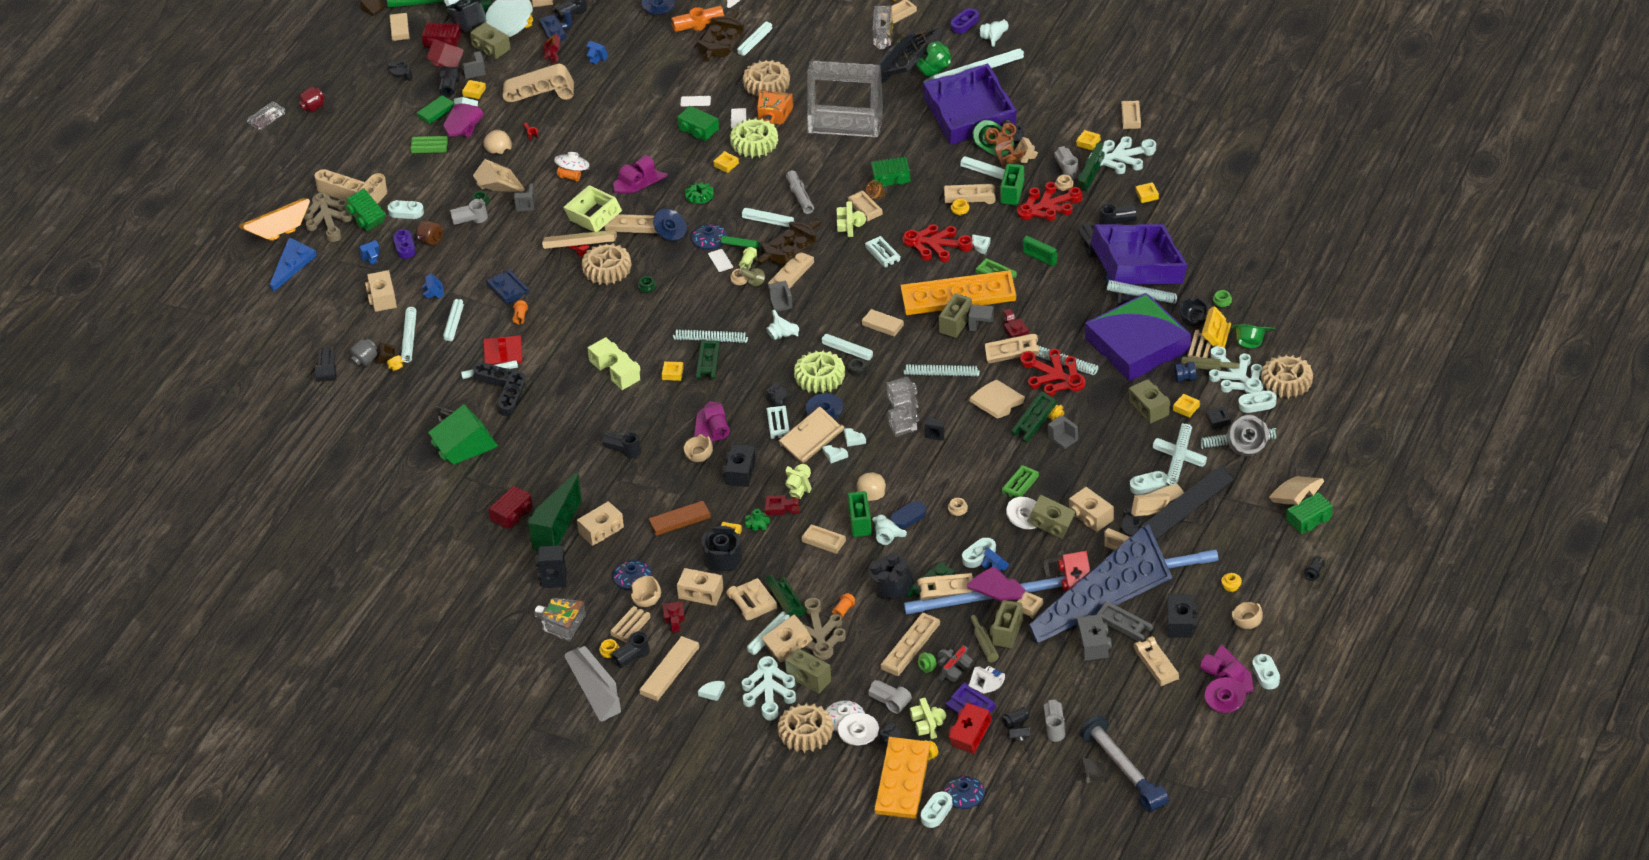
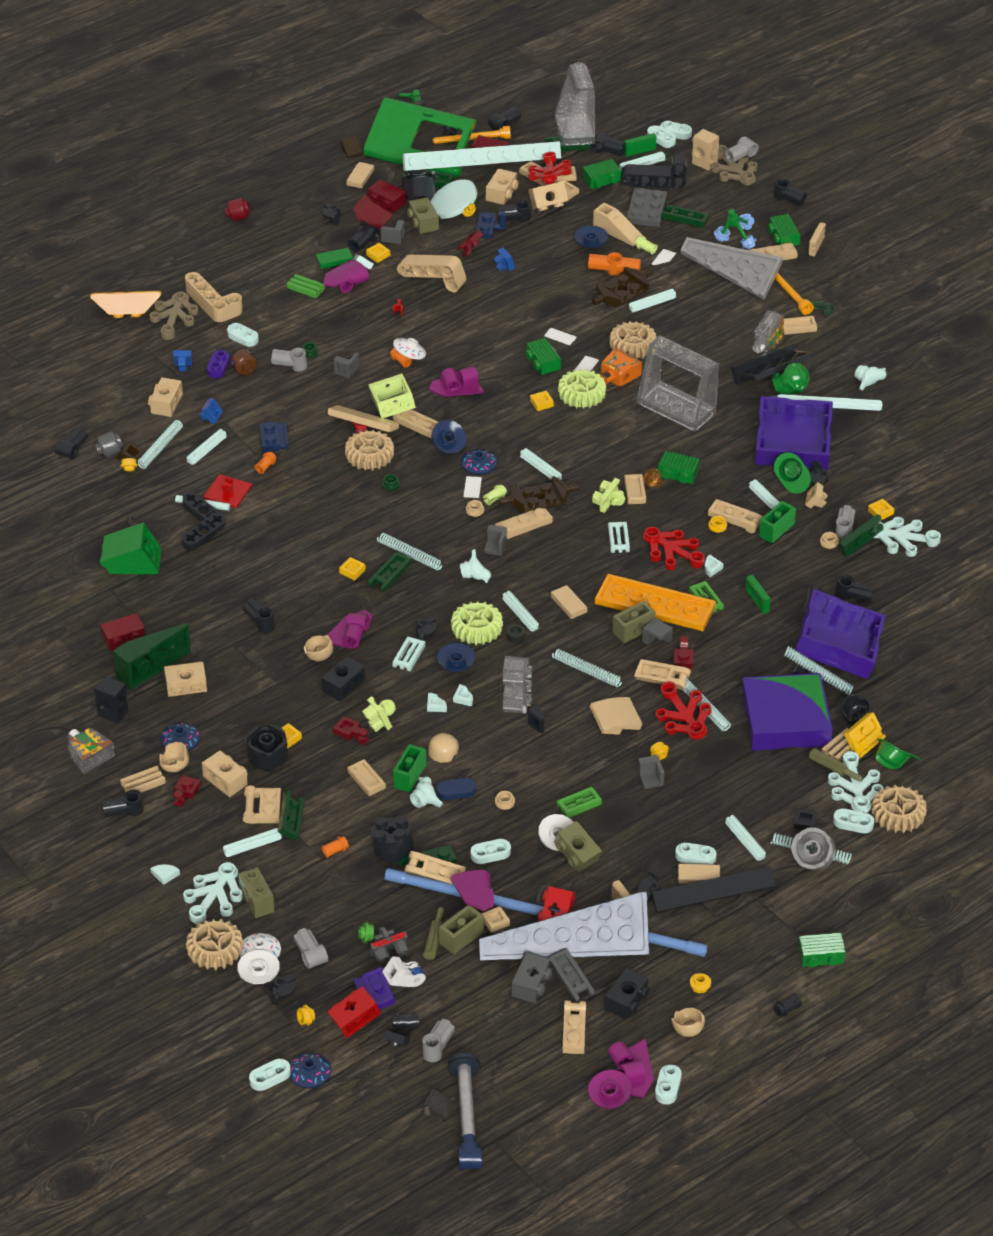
camera: 25 degrees right, 0 degrees up
(266, 115) = (193, 209): clear tile -> none
(292, 260) = (120, 340): blue wing -> none
(365, 210) = (204, 321): green brick -> none
(497, 142) = (362, 305): tan hair -> none
(497, 178) = (336, 336): tan slope -> none
(595, 682) = (72, 822): light grey wedge -> none
(608, 647) = (107, 792): yellow plate -> none
(622, 369) = (308, 541): yellowish green arch -> none
(669, 668) = (144, 836): tan tile -> none
(679, 518) = (257, 703): dark orange tile -> none
(694, 196) = (504, 422): green gear -> none
(740, 242) = (498, 477): green tile -> none
(756, 276) = (487, 514): olive plate -> none
(757, 520) = (322, 735): green plant -> none
(787, 638) = (260, 853): tan brick -> none
(797, 187) = (586, 449): light grey pin -> none
(815, 433) = (430, 679): tan door -> none
(822, 649) = (287, 878): dark tan plant -> none
(902, 777) = (261, 1030): light orange plate -> none
(910, 644) = (367, 909): tan tile -> none
(929, 717) = (328, 985): yellowish green hips -> none
(964, 20) = (850, 356): dark purple plate -> none
(994, 560) = (498, 865): blue tile -> none
(1004, 142) = (798, 480): dark orange piece -> none
(1030, 209) = (781, 553): red plant -> none
(1035, 416) = (634, 745): dark green hinge -> none
(1091, 509) = (621, 856): tan brick -> none
(1131, 114) = (940, 502): tan tile -> none
(1147, 192) = (898, 580): yellow plate -> none
(1149, 401) = (752, 776): olive brick -> none
(1149, 504) = (674, 874): tan tile -> none
(1176, 452) = (737, 835): light aqua piece -> none
(1185, 372) = (806, 763): dark blue wheel -> none
(1186, 405) = (784, 796): yellow plate -> none
(1222, 298) = (894, 709): bright green plate -> none
(1295, 490) = (821, 919): tan slope -> none

